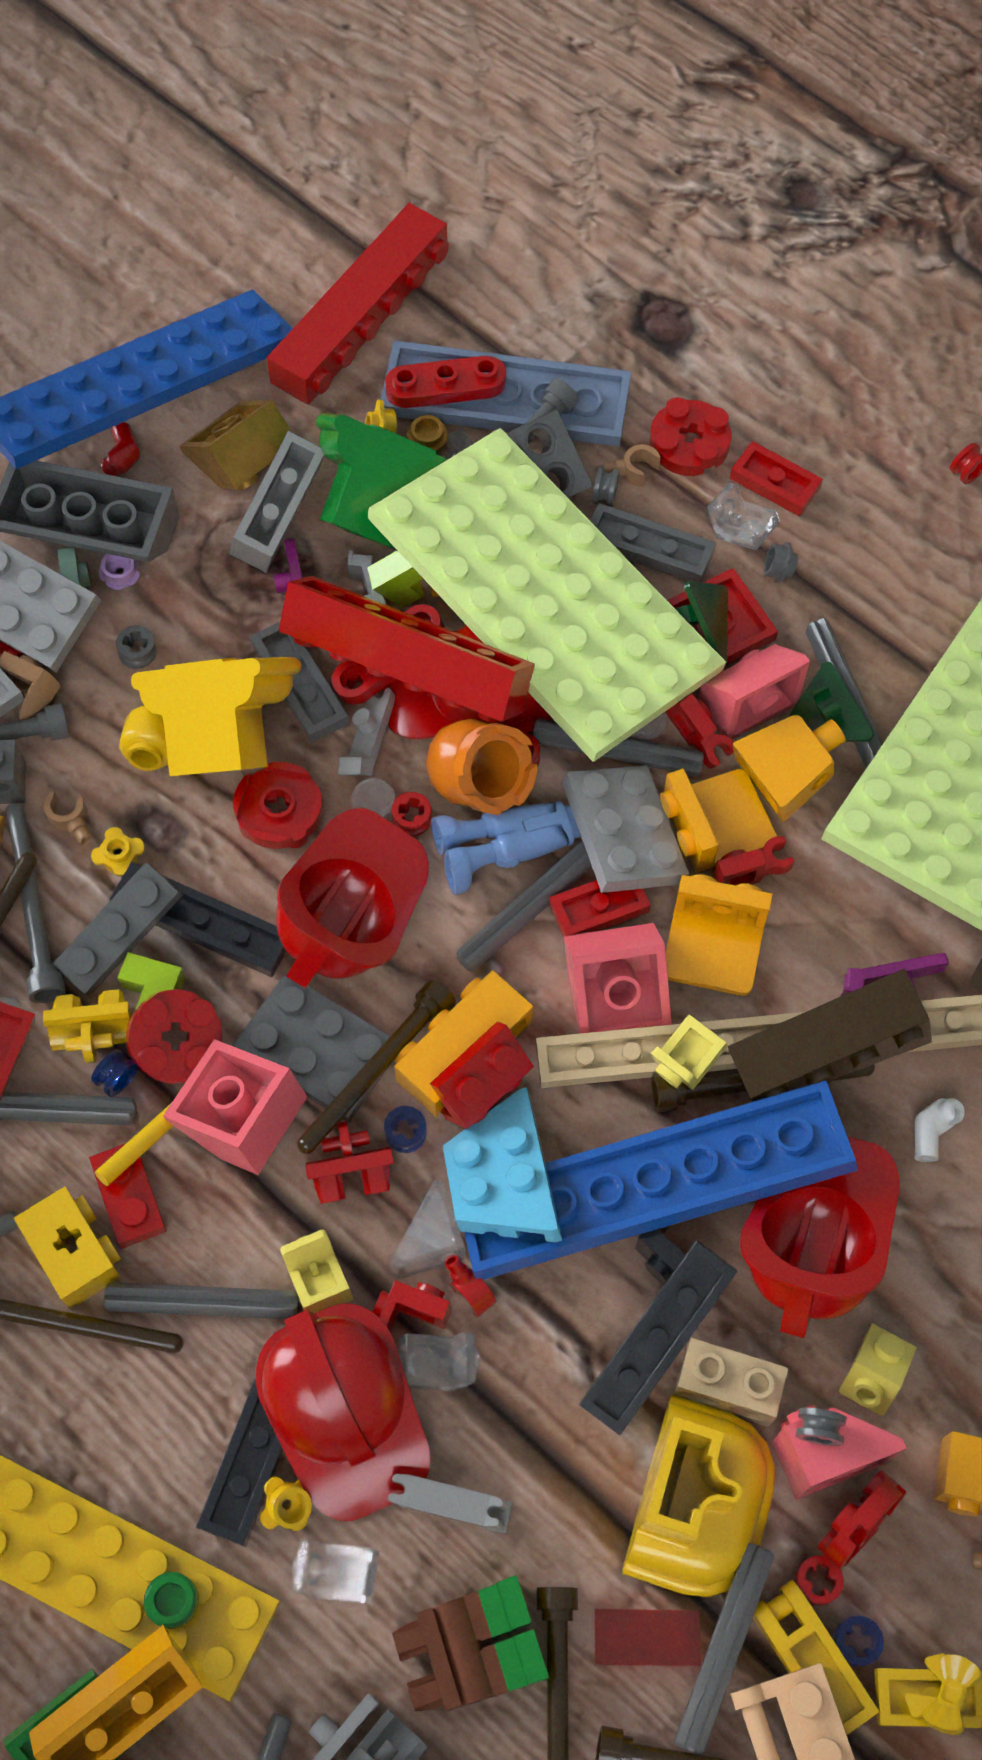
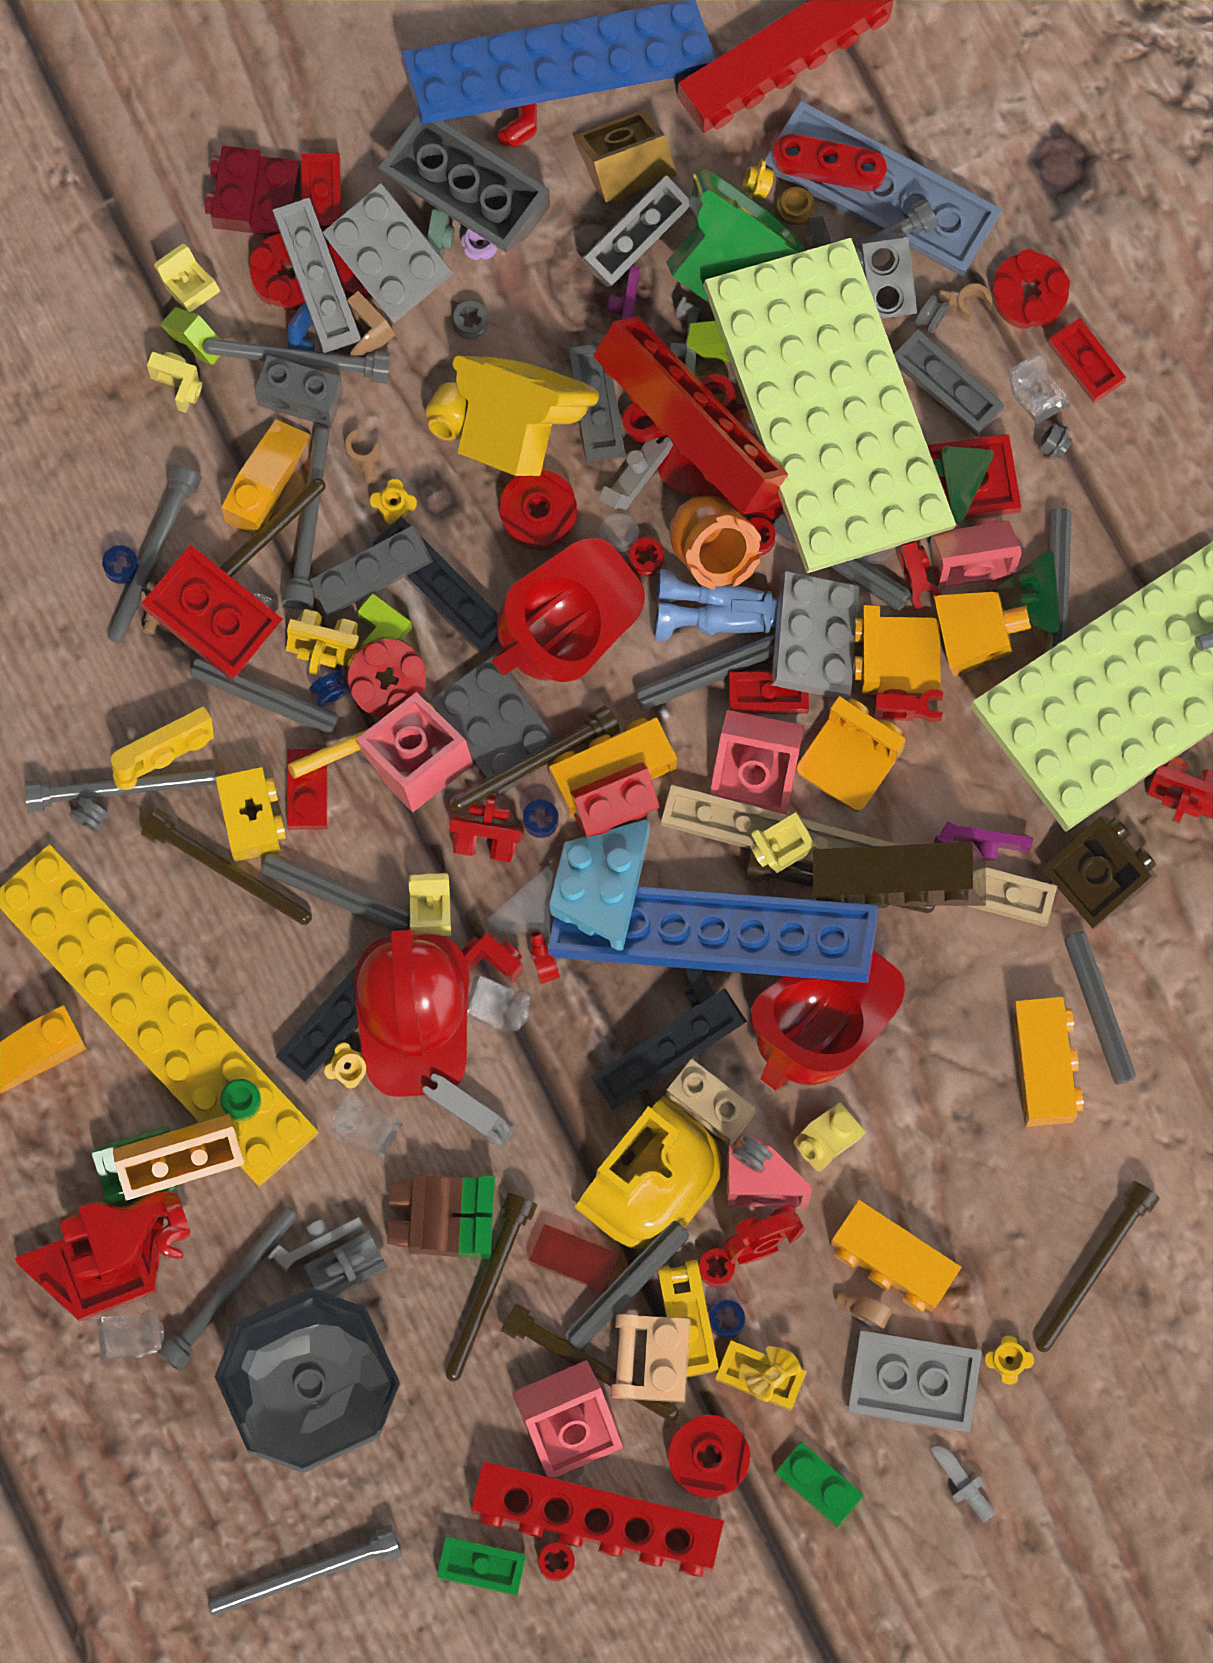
camera: 20 degrees right, 10 degrees up
(931, 1124) = (959, 969): white arm -> none

